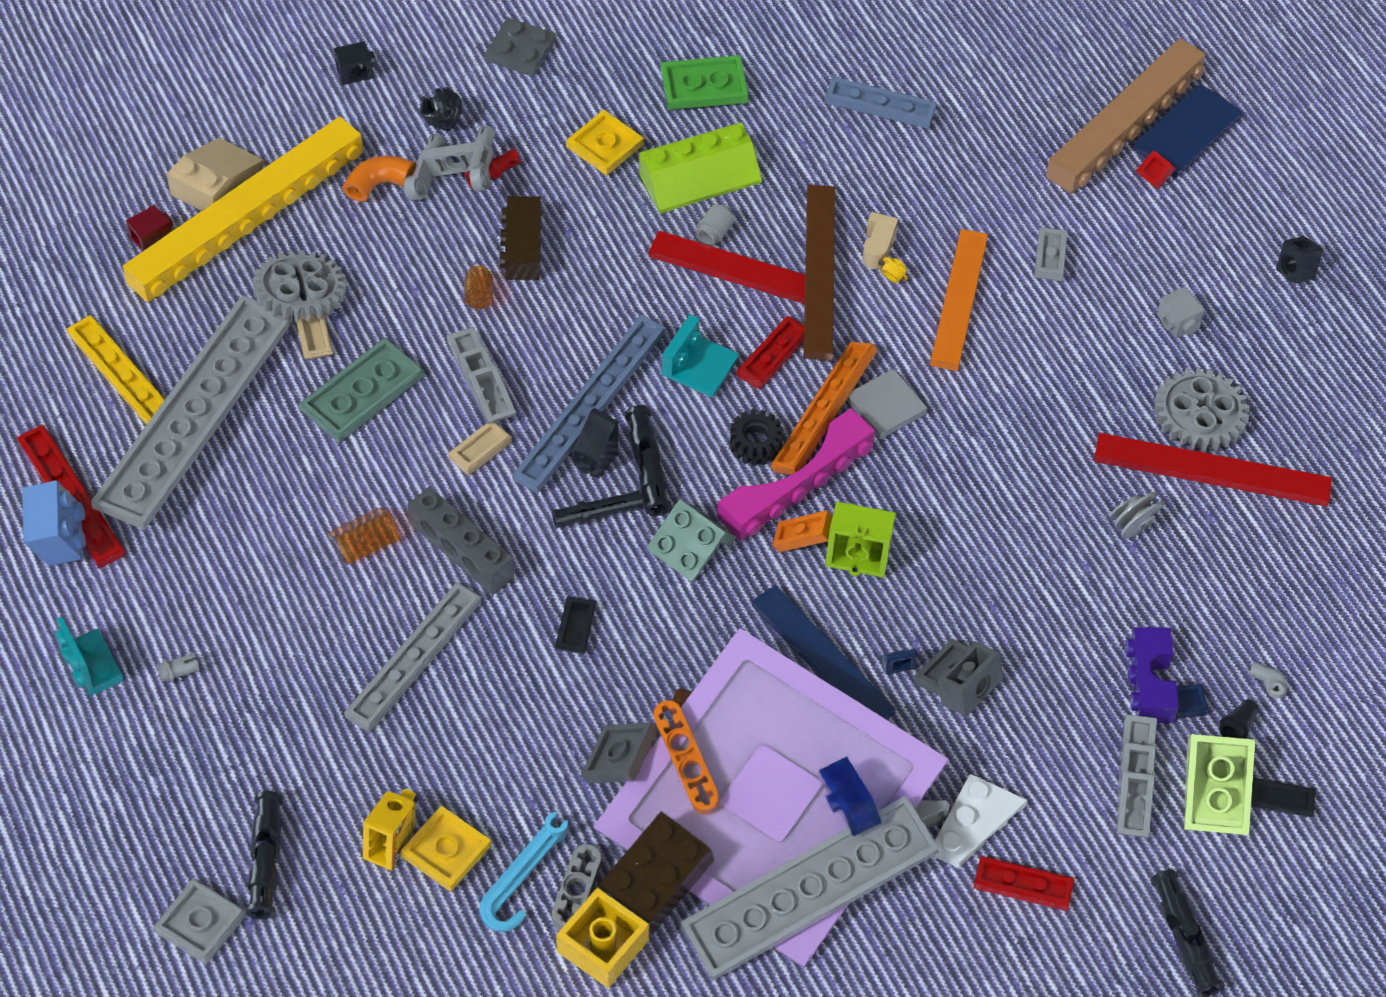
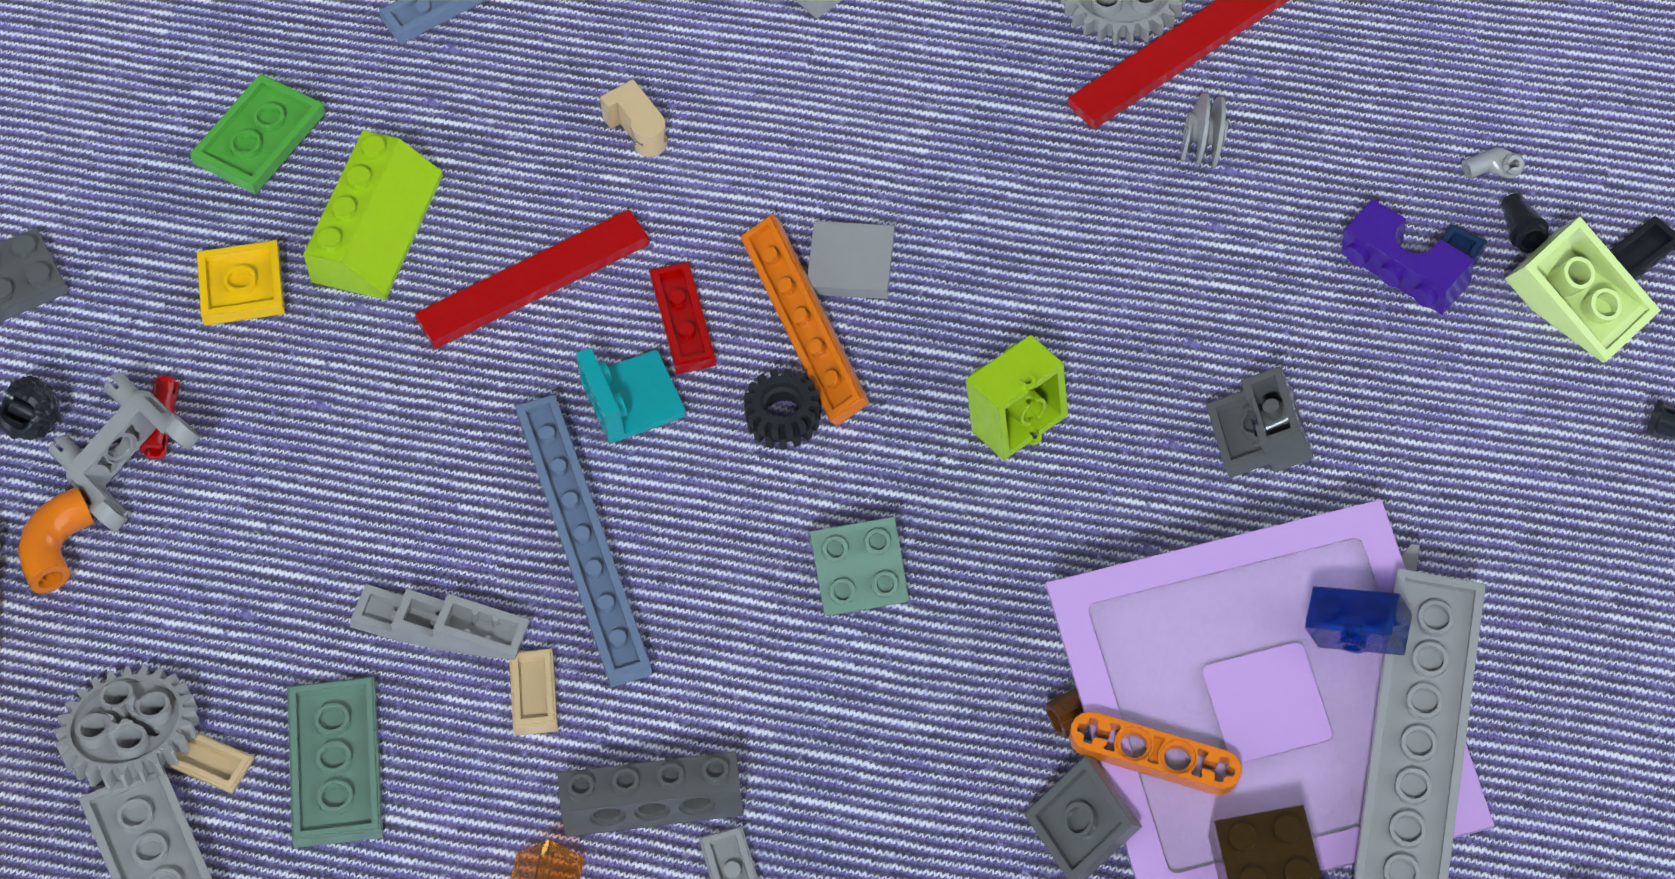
camera: 45 degrees left, 0 degrees up
(478, 287) = (315, 542): clear orange brick -> none
(521, 238) = (291, 452): dark brown brick -> none
(565, 515) = (718, 657): black pin -> none
(575, 625) = (866, 754): black tile -> none
(596, 444) = (654, 564): black slope -> none
(651, 476) = (719, 534): black piece -> none
(714, 224) = (462, 254): light grey brick -> none
(751, 507) = (869, 471): dark pink arch -> none
(802, 531) = (952, 445): orange plate -> none
(819, 273) = (626, 201): reddish brown tile -> none
(819, 651) = (1102, 539): dark blue tile -> none
(894, 270) = (689, 132): yellow plate -> none
(898, 661) = (1186, 472): dark blue slope -> none
(959, 300) = (781, 103): orange tile -> none
(974, 818) = (1442, 527): white wing -> none
(1023, 883) = (1554, 549): red tile -> none
(1136, 776) = (1512, 359): light grey slope -> none

